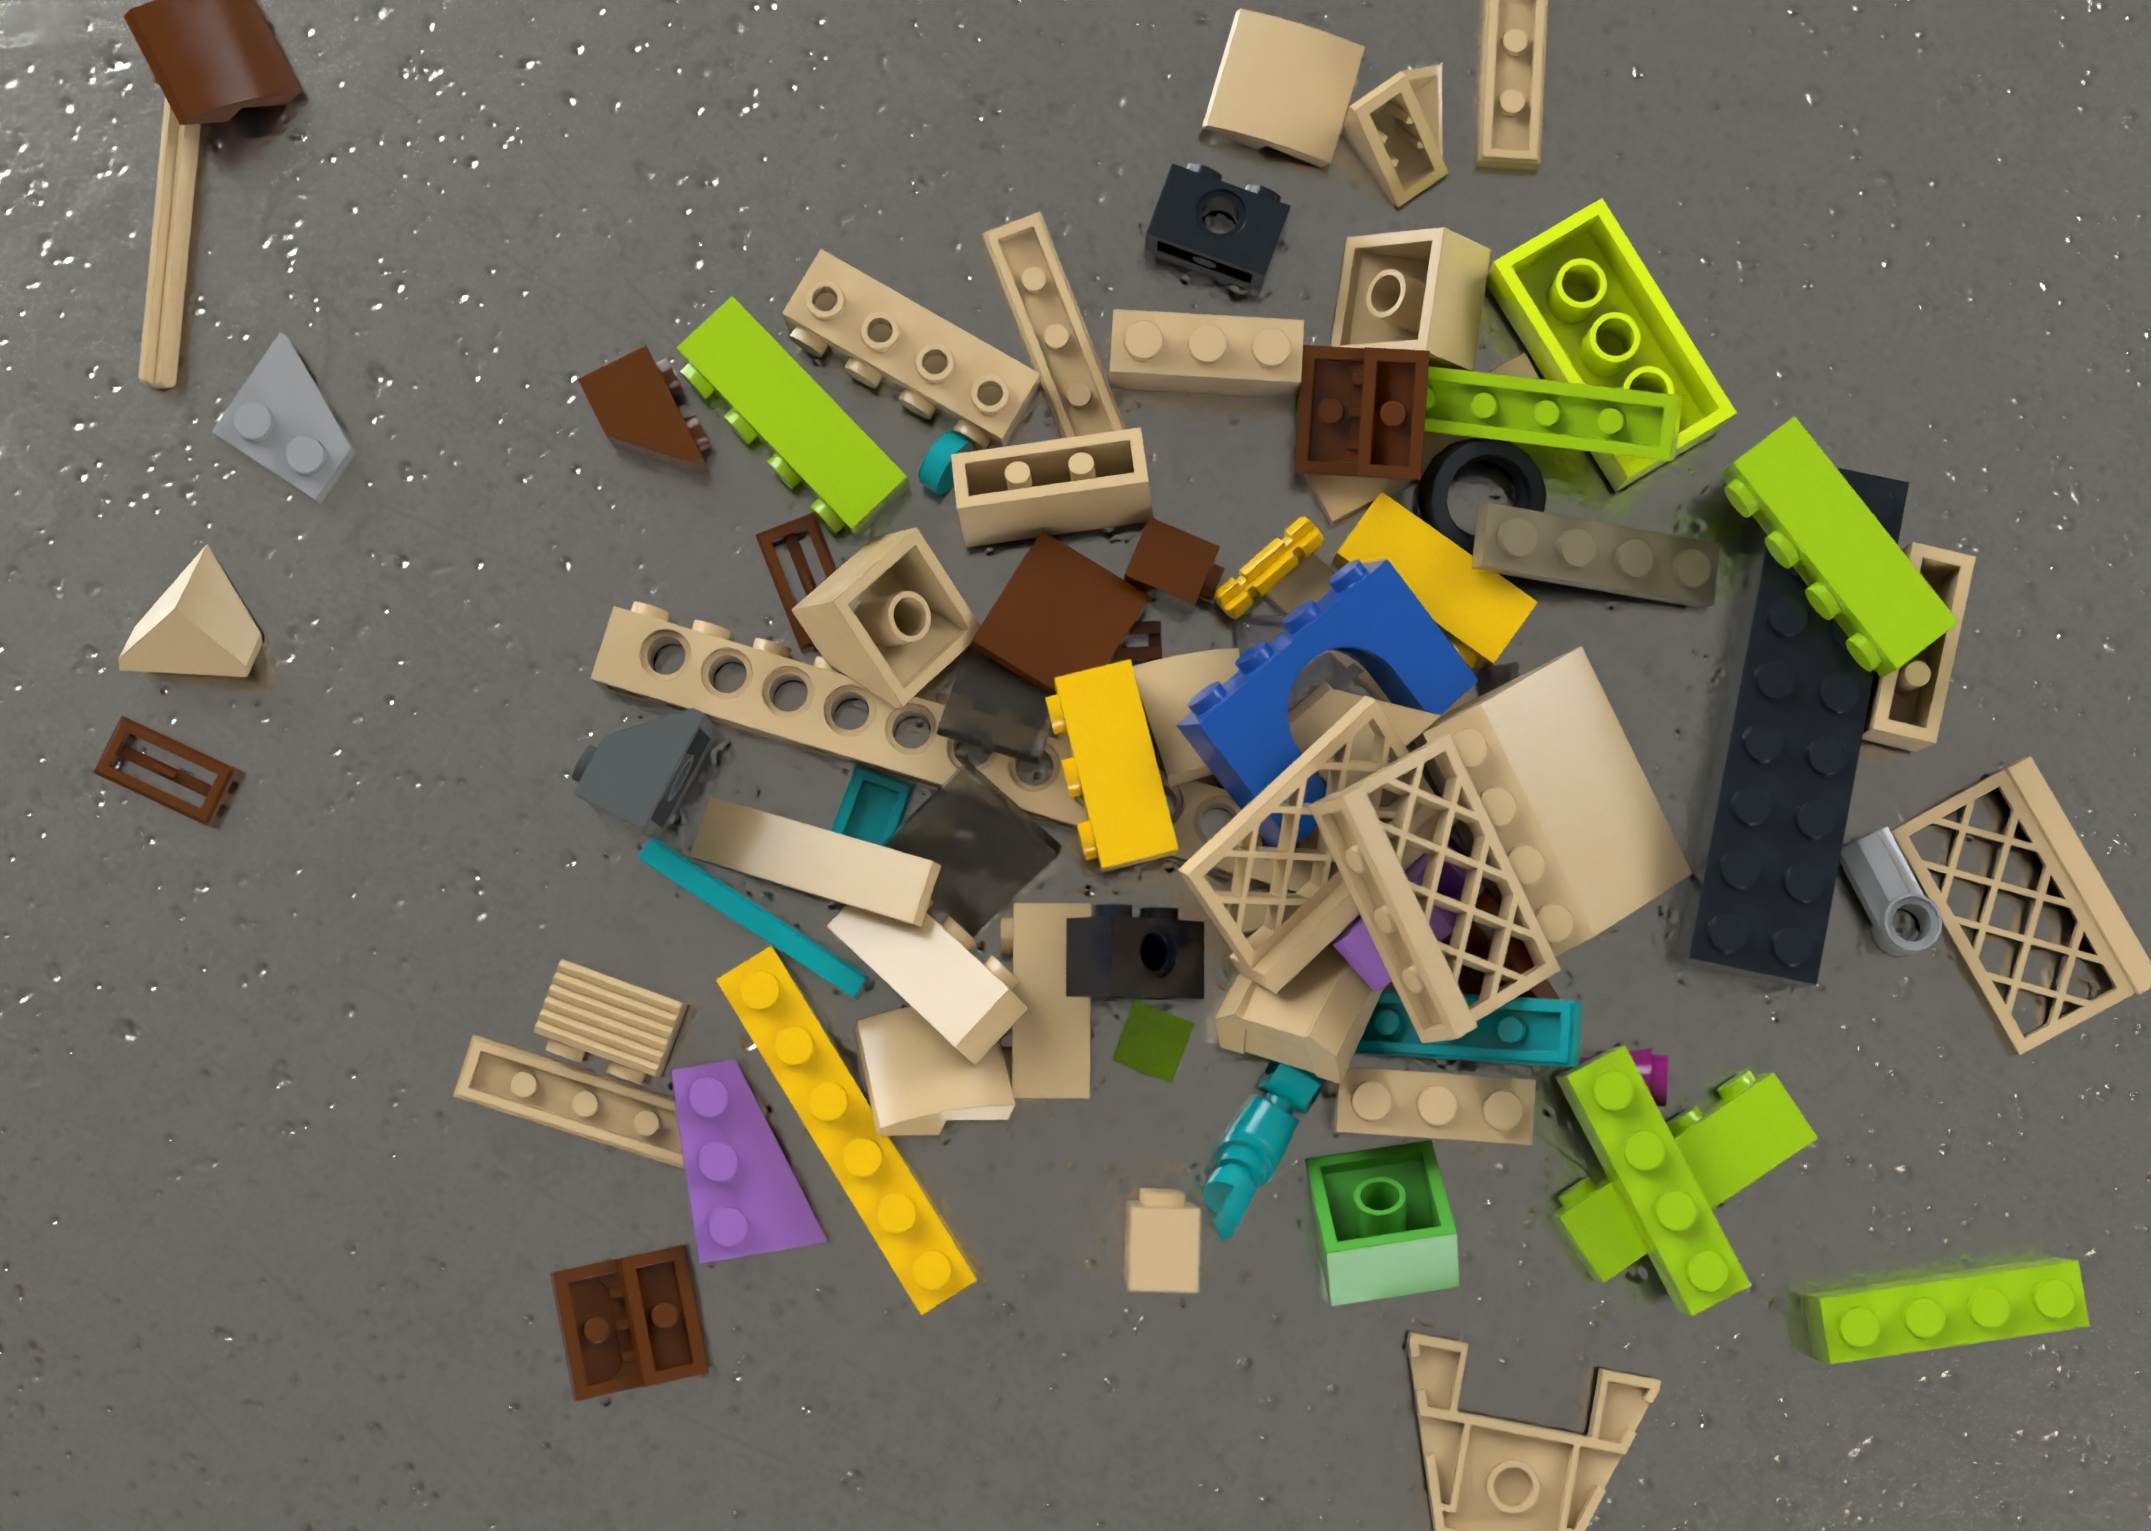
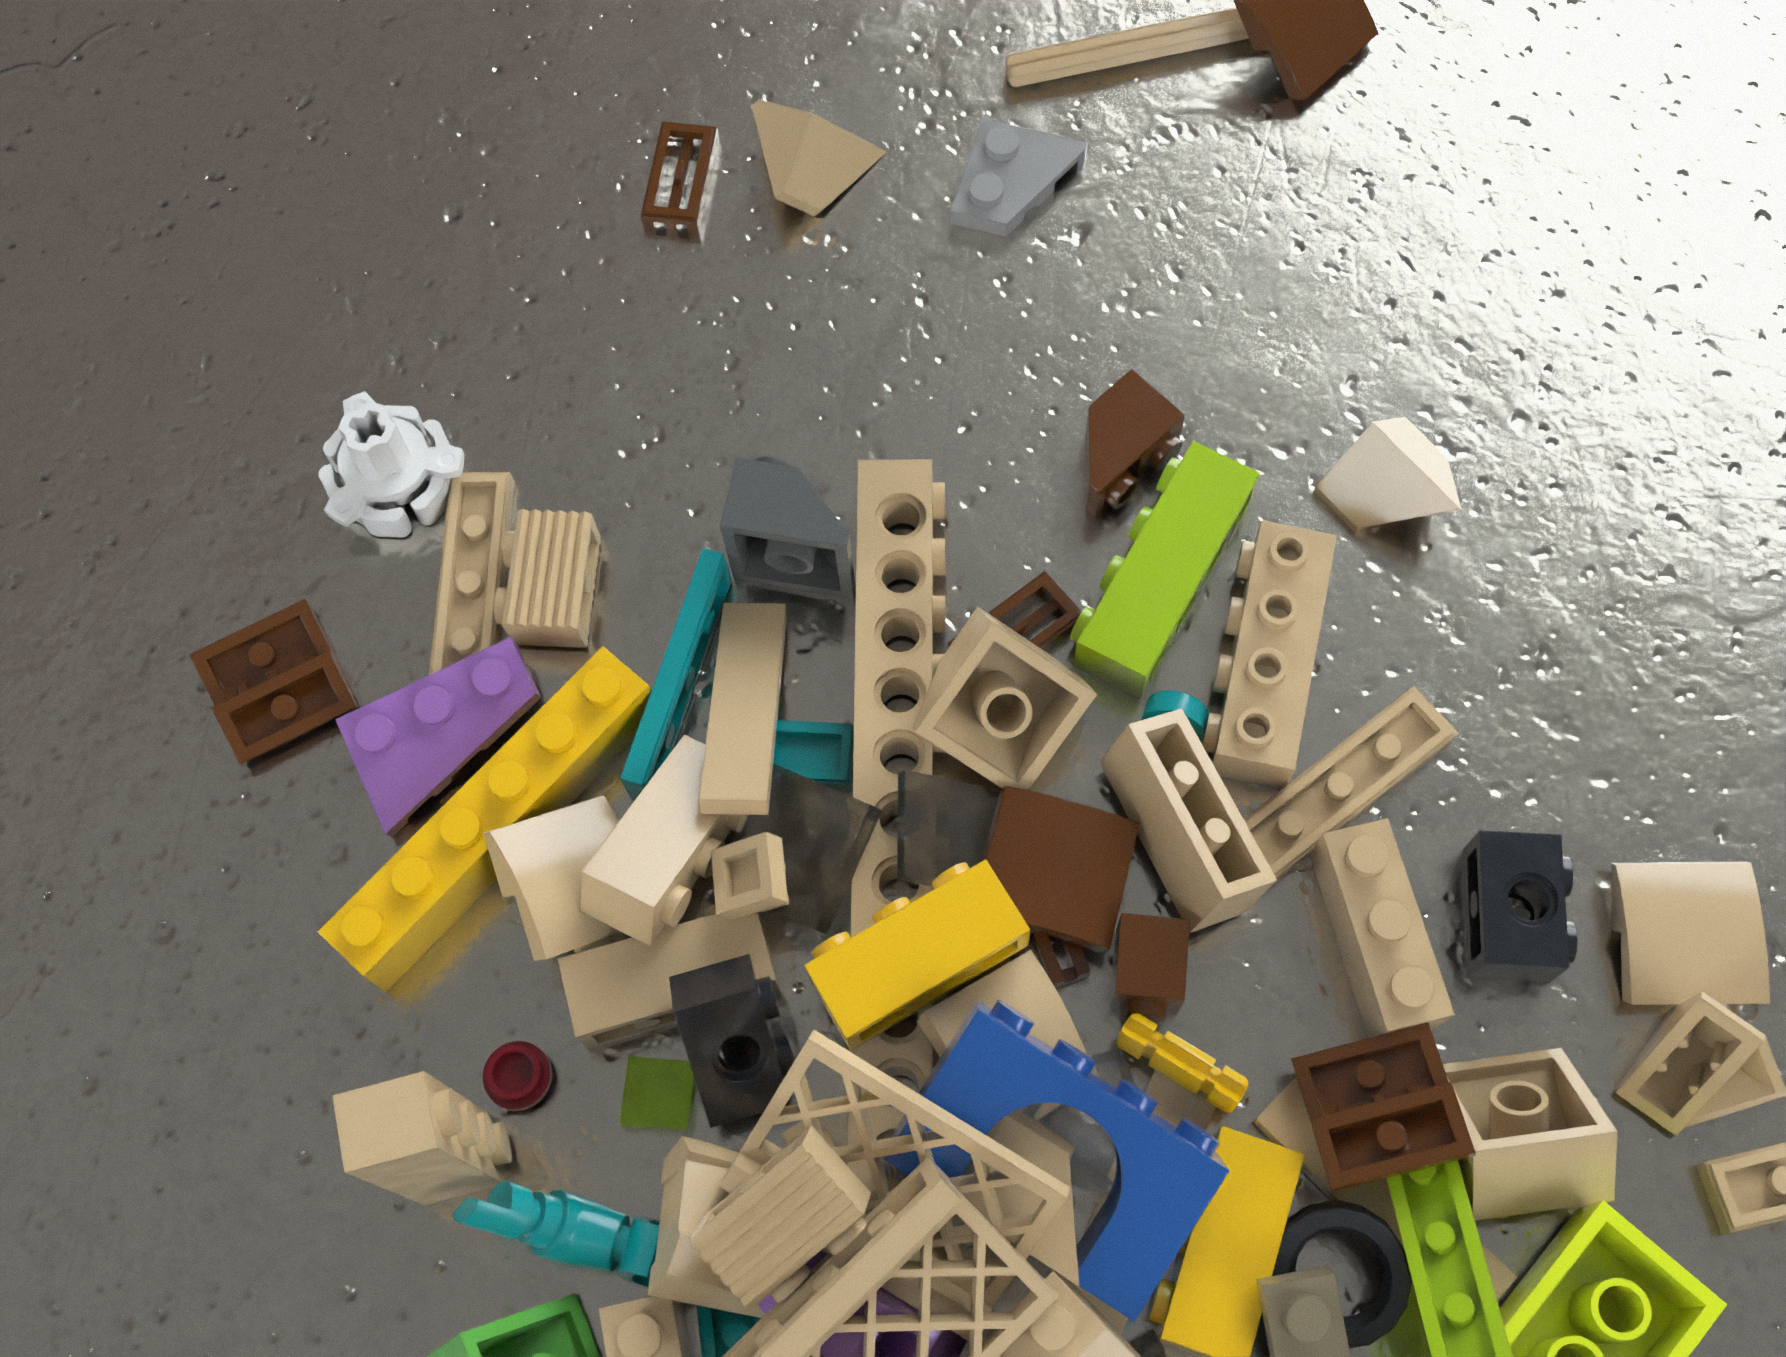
camera: 80 degrees right, 15 degrees down
(387, 1160) = (385, 464): none -> white piece
(769, 170) = (1389, 477): none -> tan slope
(995, 898) = (749, 876): none -> tan tile
(1098, 1166) = (517, 1075): none -> dark red plate
(1325, 943) = (782, 1220): none -> tan brick

